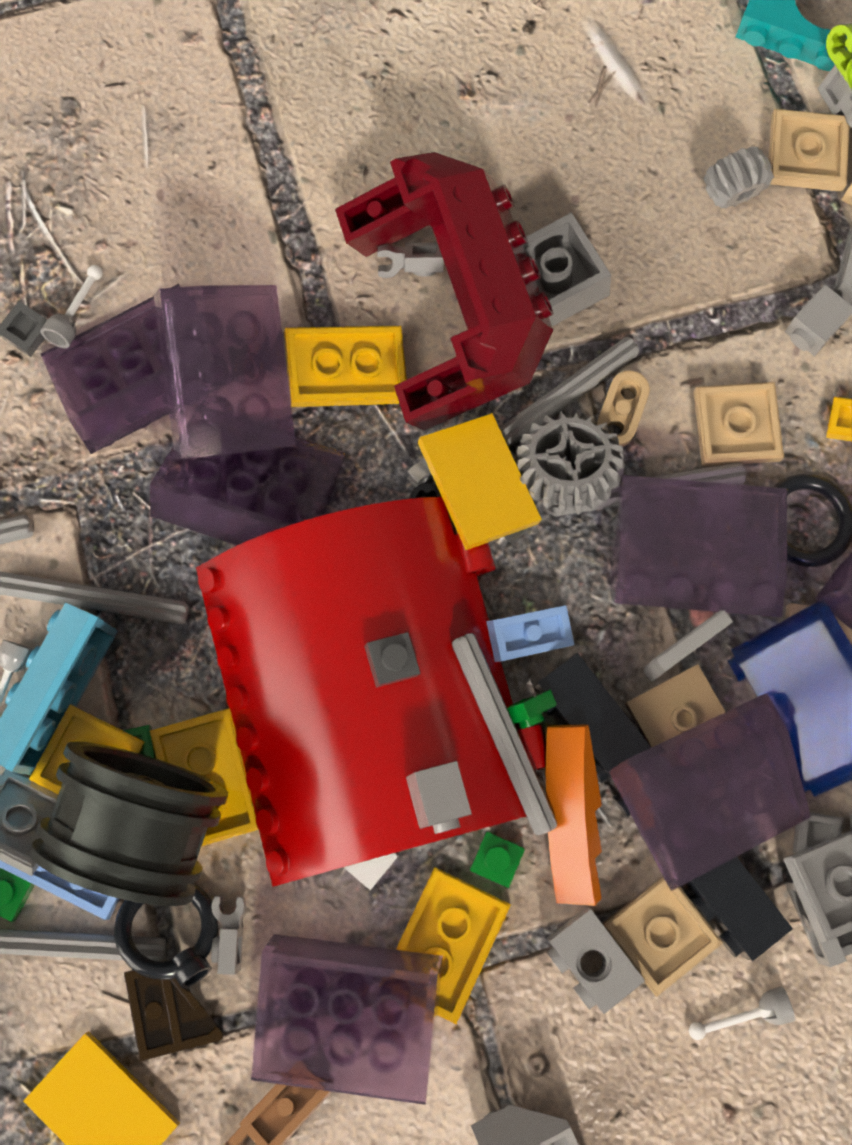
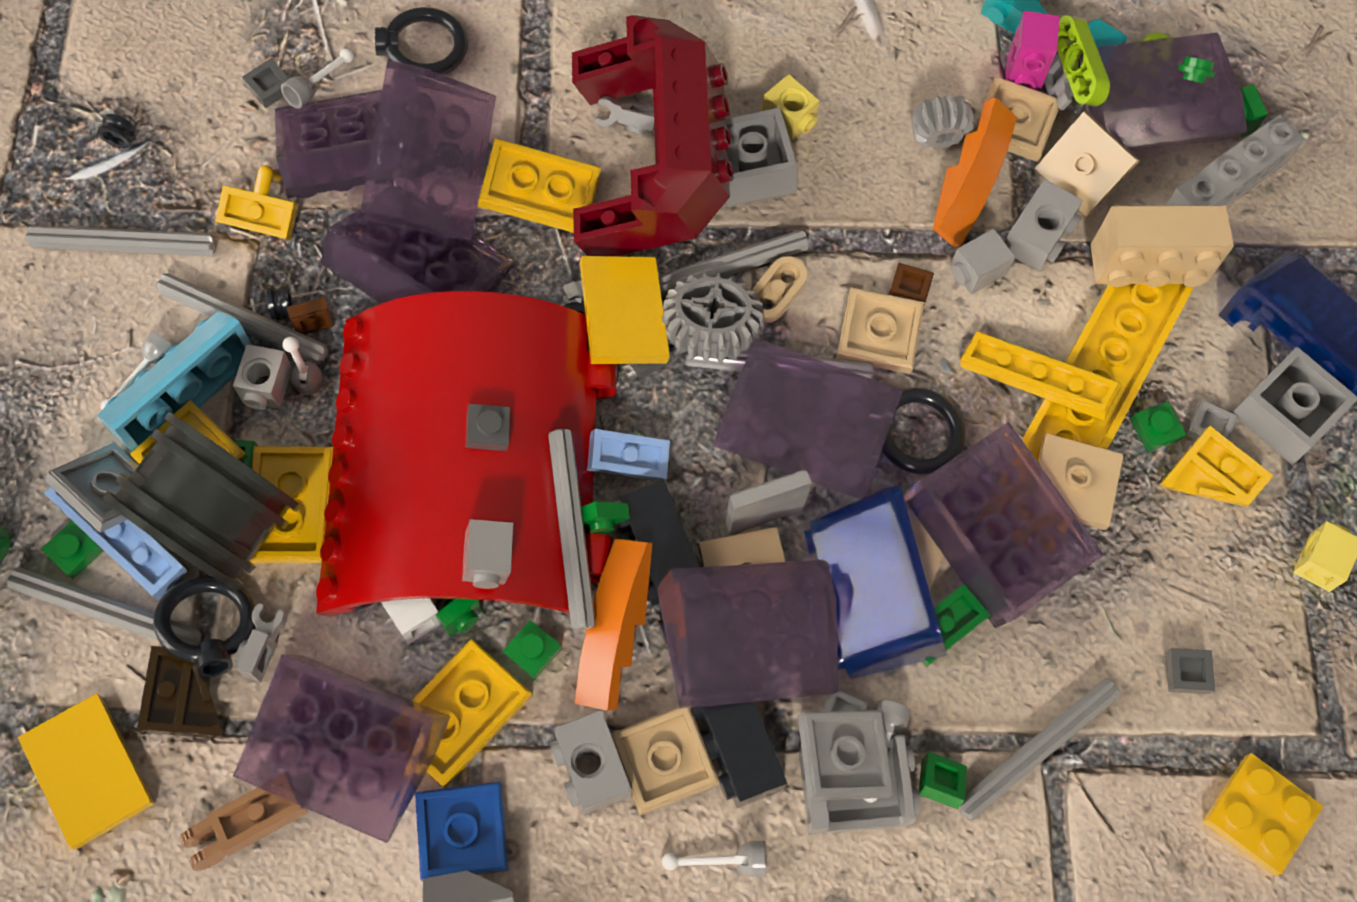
camera: 10 degrees right, 10 degrees down
(64, 475) = (257, 209): none -> yellow plate
(121, 568) = (278, 300): none -> black bush
(121, 644) = (258, 363): none -> white brick
(134, 248) = (388, 45): none -> black piece
(160, 576) = (311, 316): none -> reddish brown tile
(174, 637) = (303, 370): none -> light grey hinge
(417, 854) = (459, 615): none -> green plate
(488, 1062) = (461, 830): none -> blue tile
(576, 189) = (792, 95): none -> light yellow brick
(752, 364) = (911, 283): none -> reddish brown tile
(785, 236) = (971, 181): none -> orange slope
(809, 71) = (1032, 49): none -> dark pink brick

